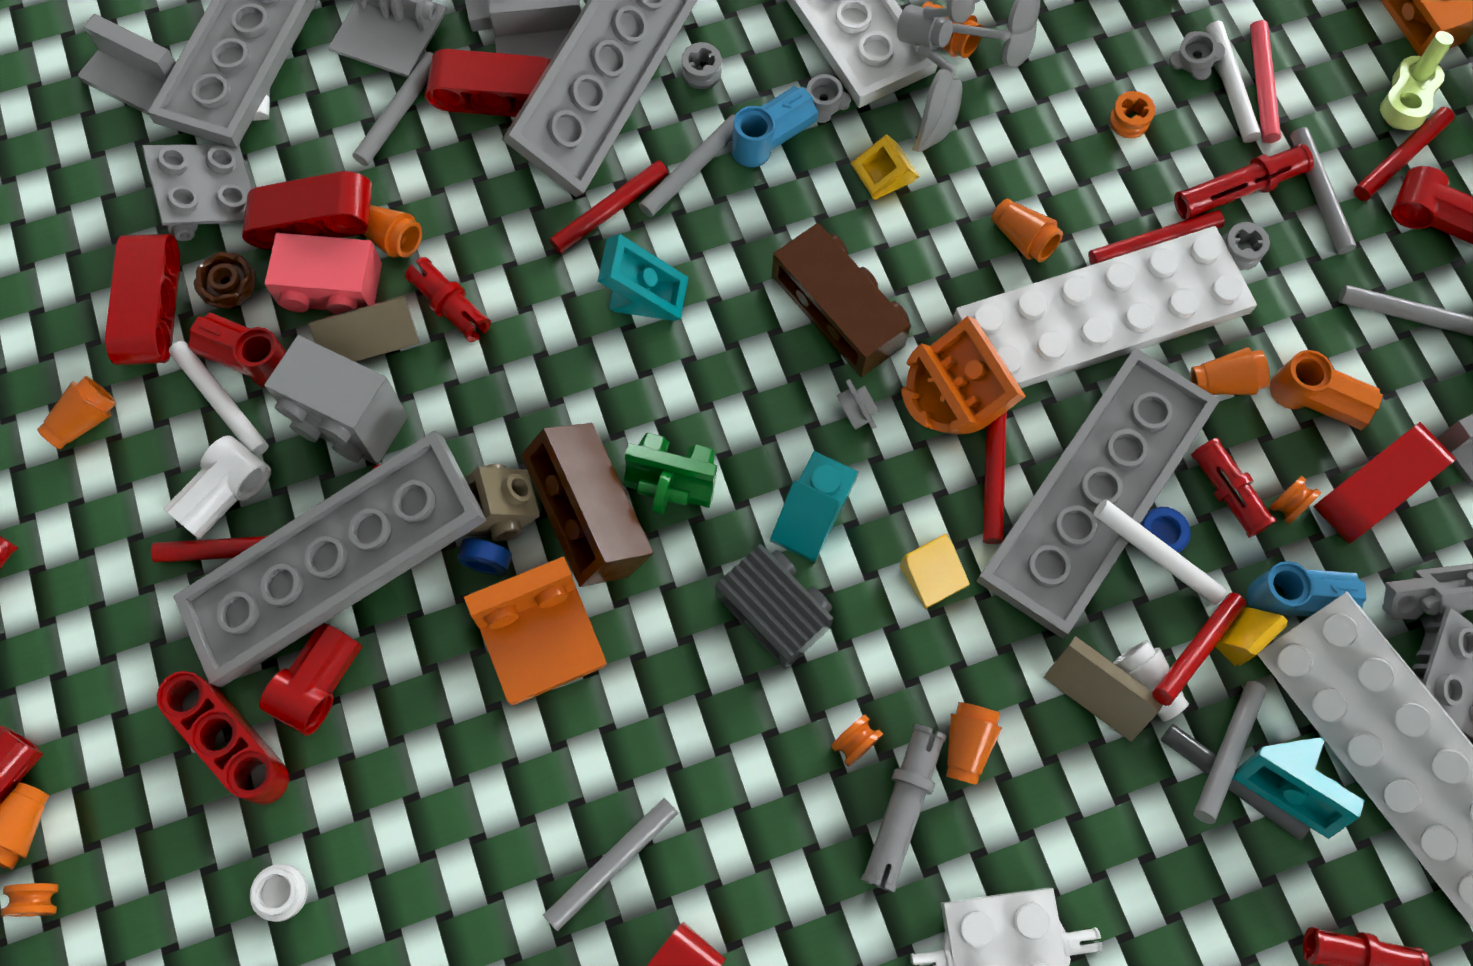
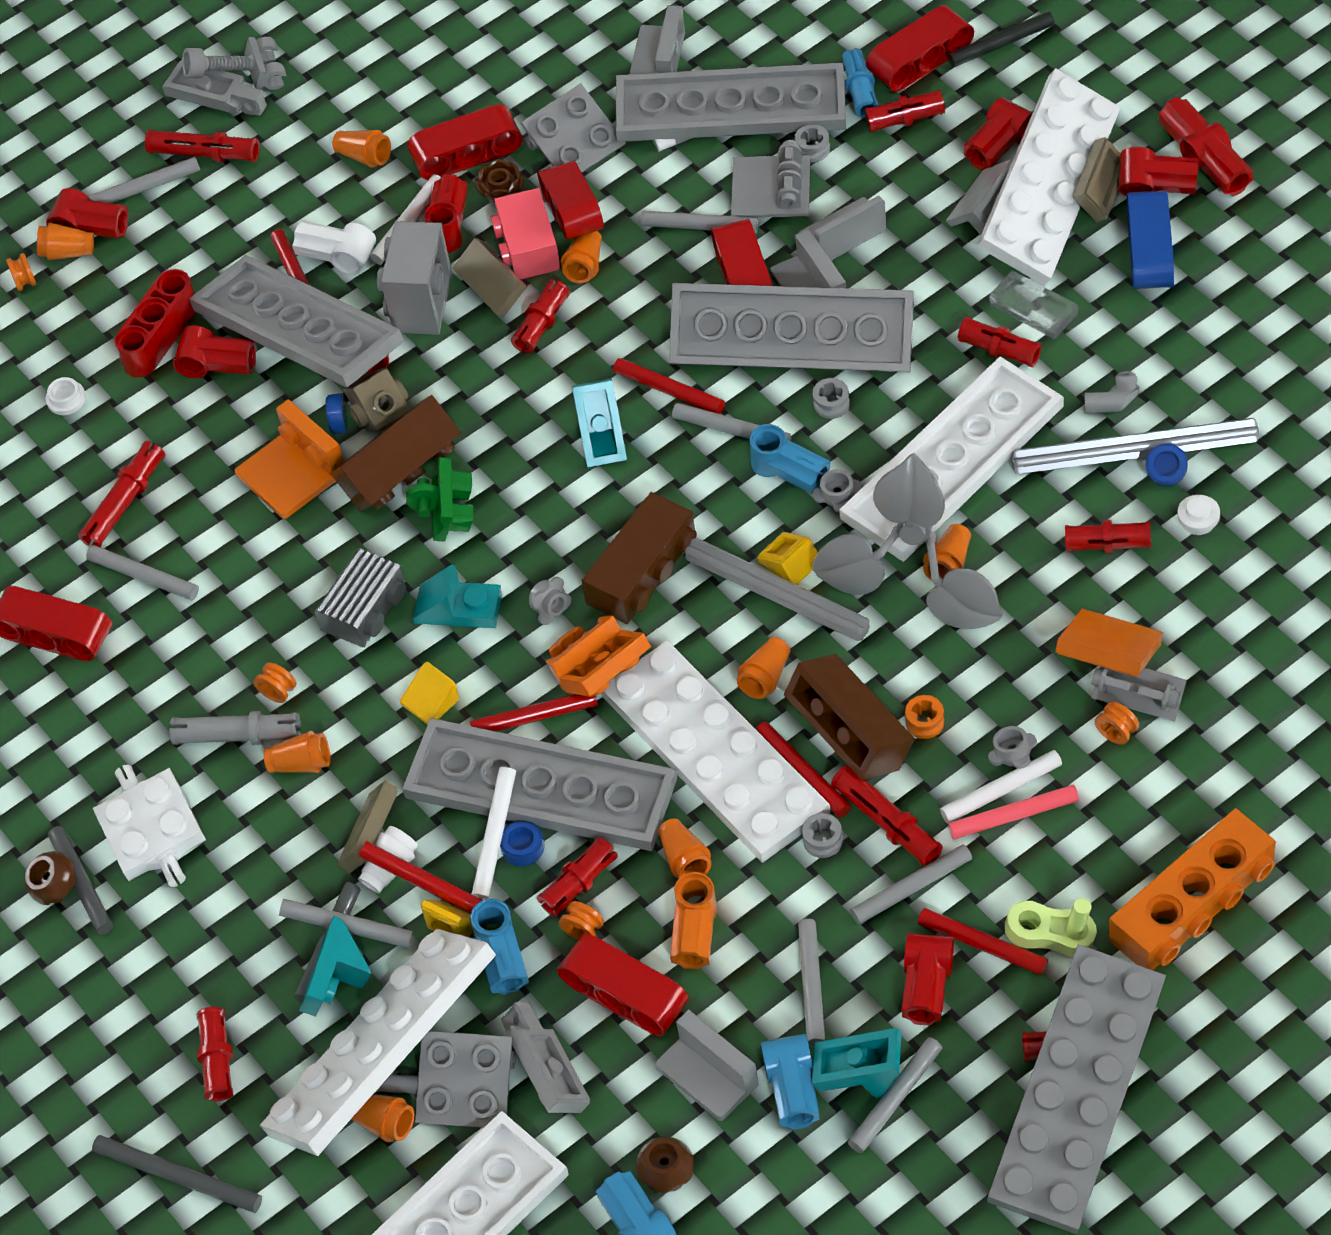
camera: 80 degrees right, 15 degrees down
(482, 858) = (130, 482): none -> red pin
(928, 188) = (777, 589): none -> light grey axle
(1129, 169) = (849, 716): none -> reddish brown brick

